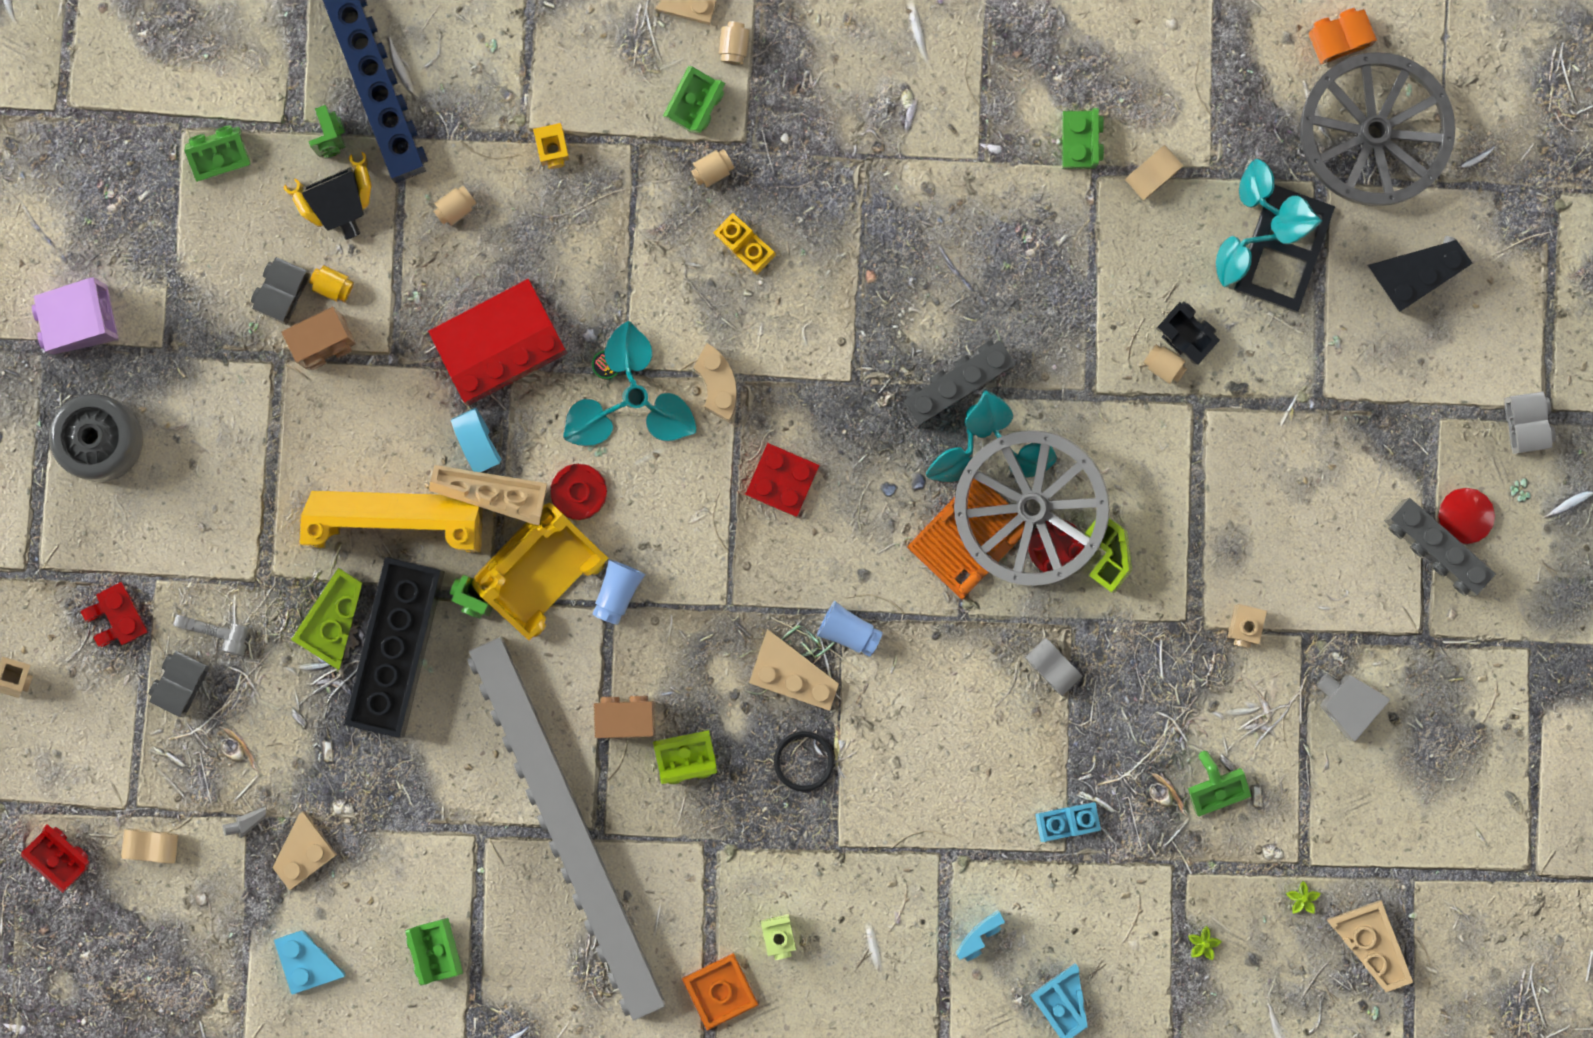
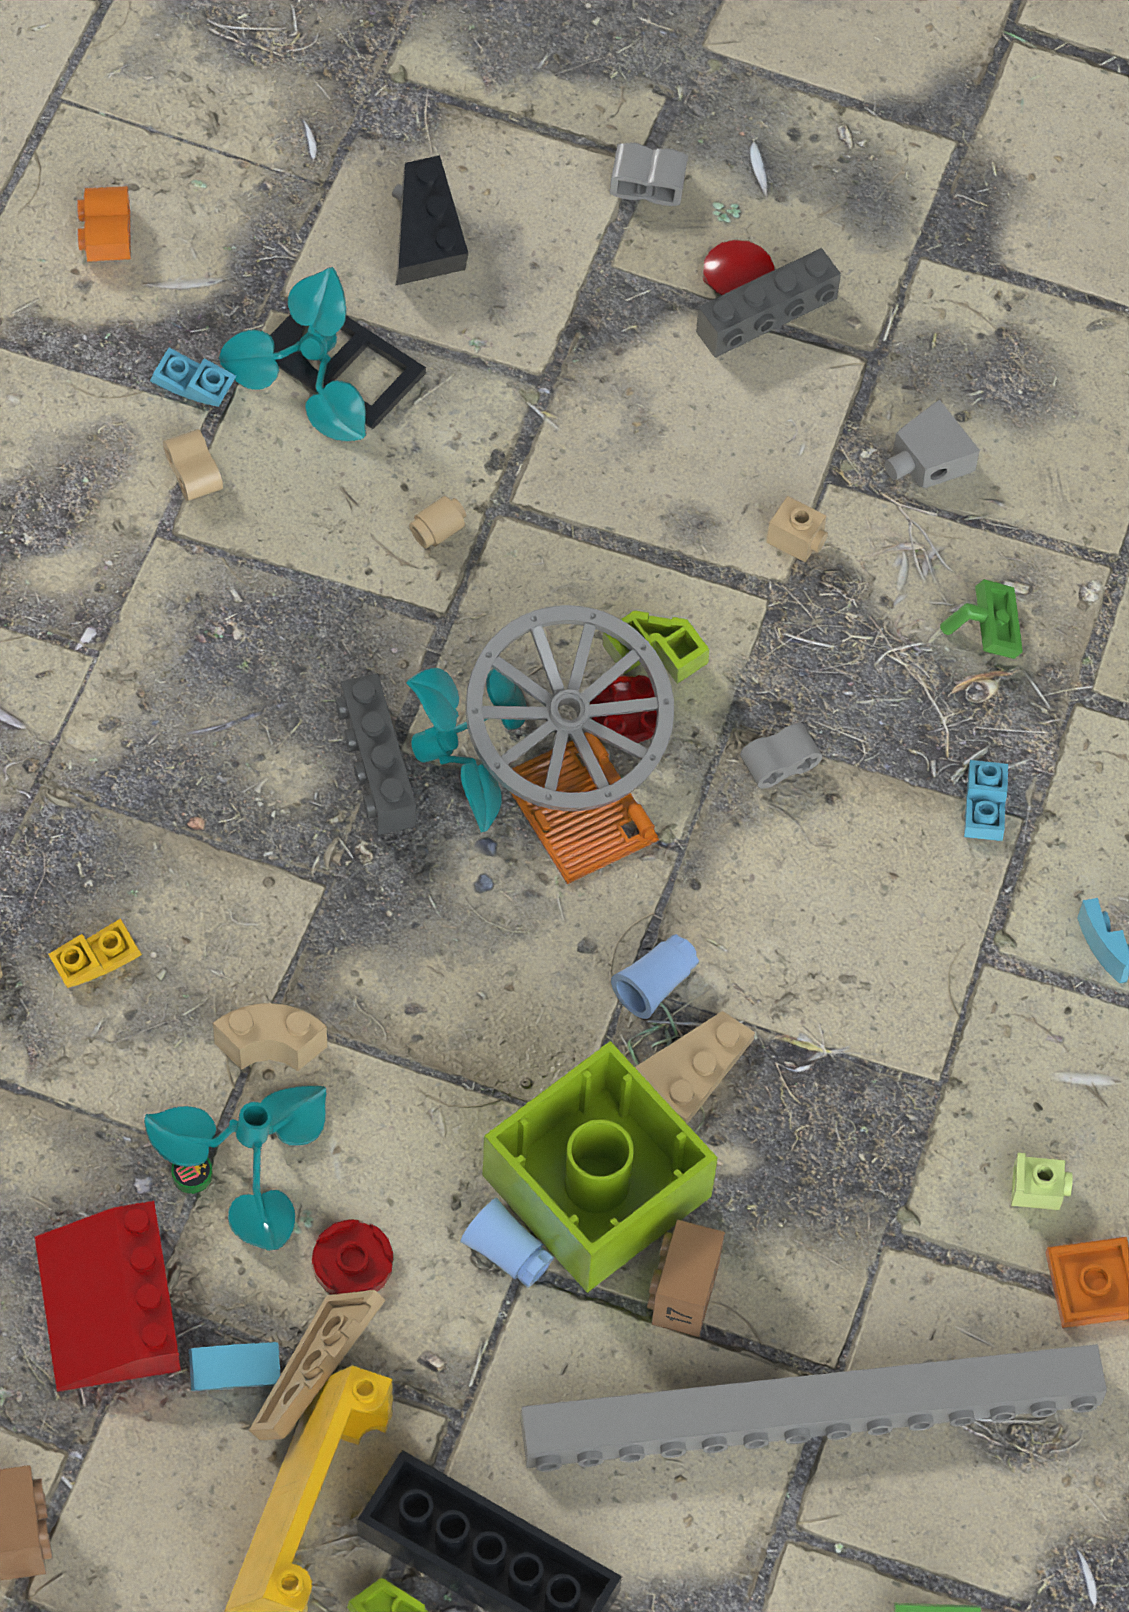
camera: 75 degrees left, 25 degrees down
(471, 605) = (457, 1434): bright green bracket -> none
(537, 570) = (438, 1337): yellow windscreen -> none
(676, 636) = (598, 1166): none -> lime brick
(685, 757) = (763, 1226): lime bracket -> none
(782, 480) = (427, 1002): red plate -> none
(822, 741) = (850, 1088): black tyre -> none
(1081, 139) = (118, 530): bright green bracket -> none
(1187, 334) = (411, 485): black cylinder -> none
(1230, 146) = (192, 380): none -> medium azure slope
(1407, 68) = (236, 220): flat silver wheel -> none

